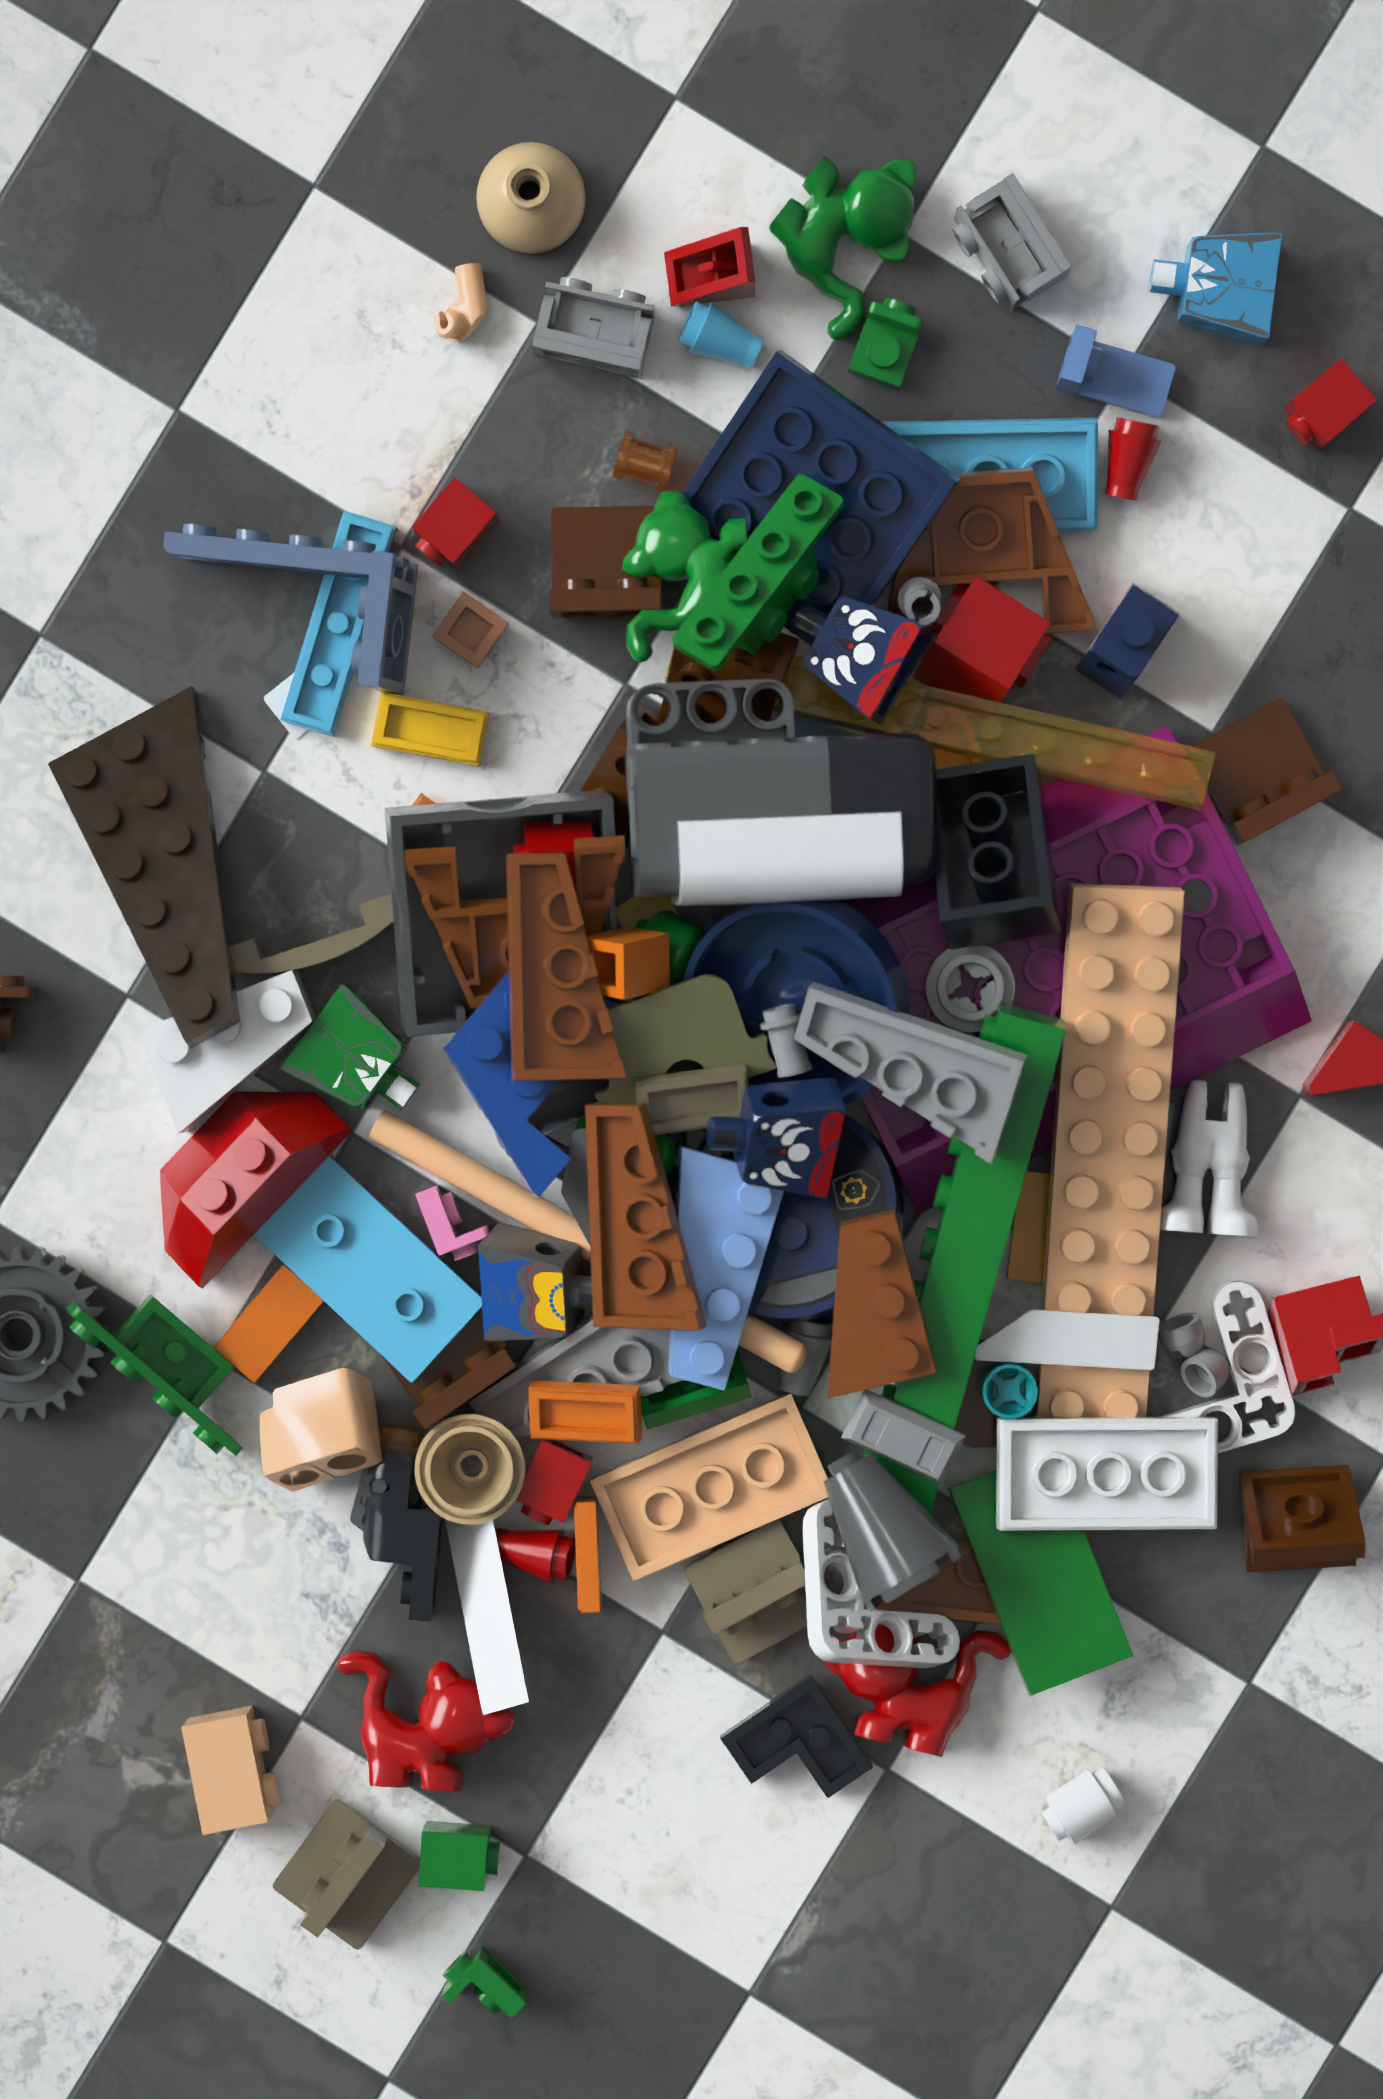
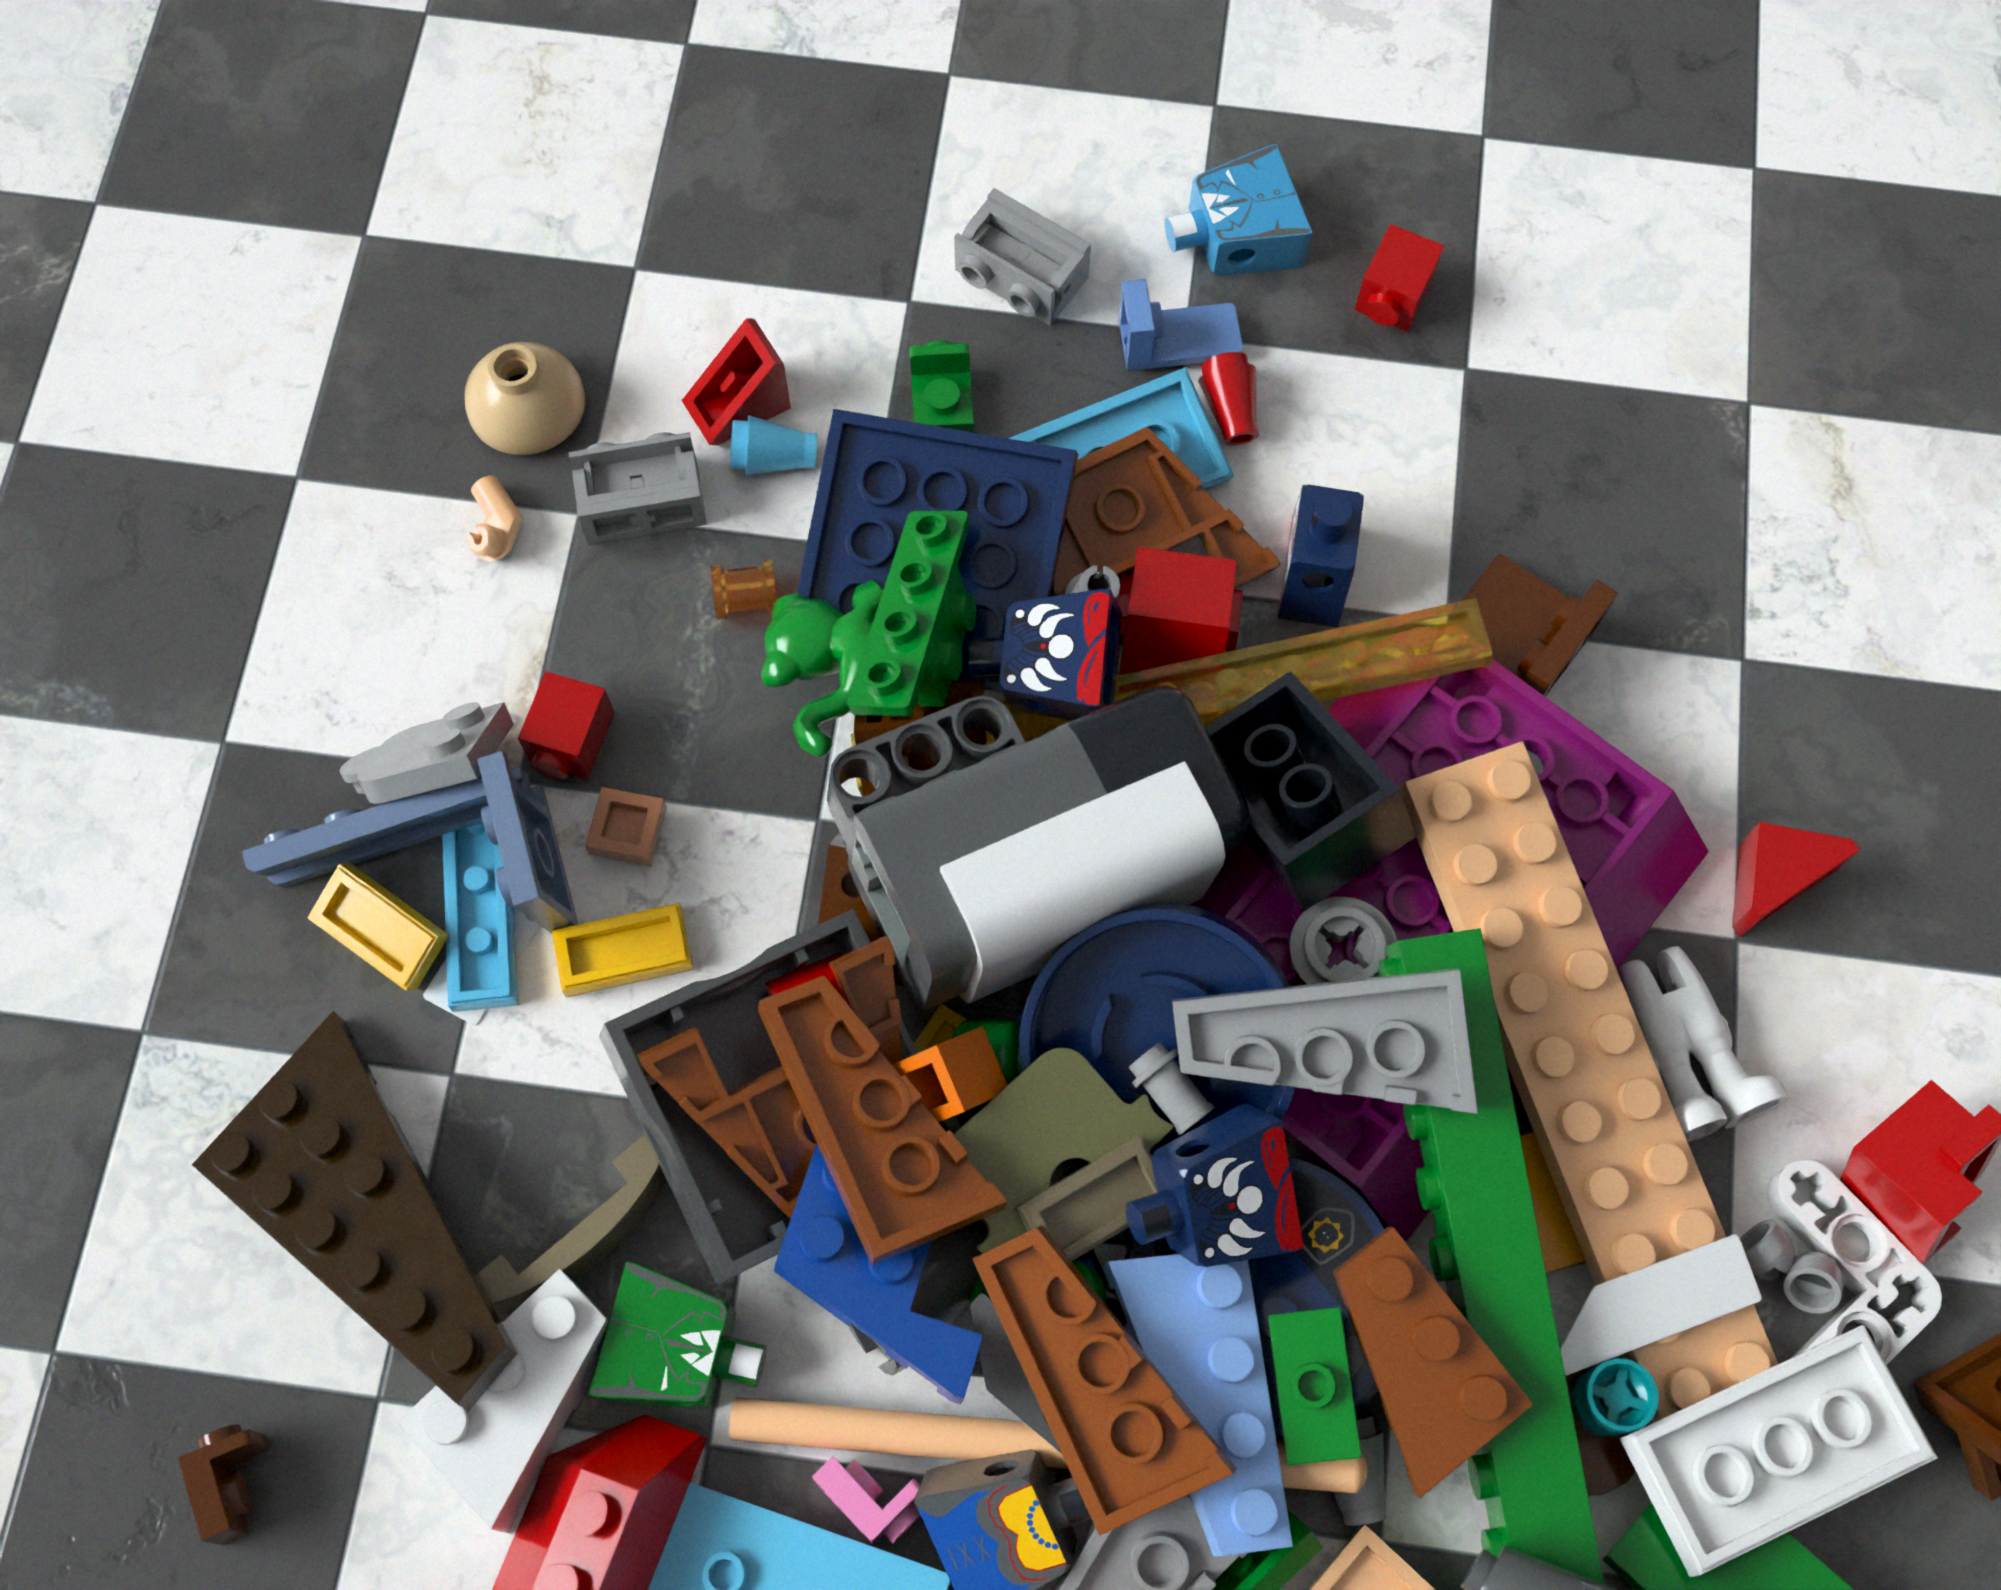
camera: 25 degrees left, 20 degrees down
(248, 630) = (378, 926): none -> yellow tile
(337, 510) = (429, 754): none -> light grey plate
(588, 563) = (732, 712): reddish brown bracket -> none
(791, 1292) = (1314, 1386): none -> green plate
(871, 210) = (870, 280): green animal -> none
(903, 1436) = (1529, 1508): light grey tile -> none

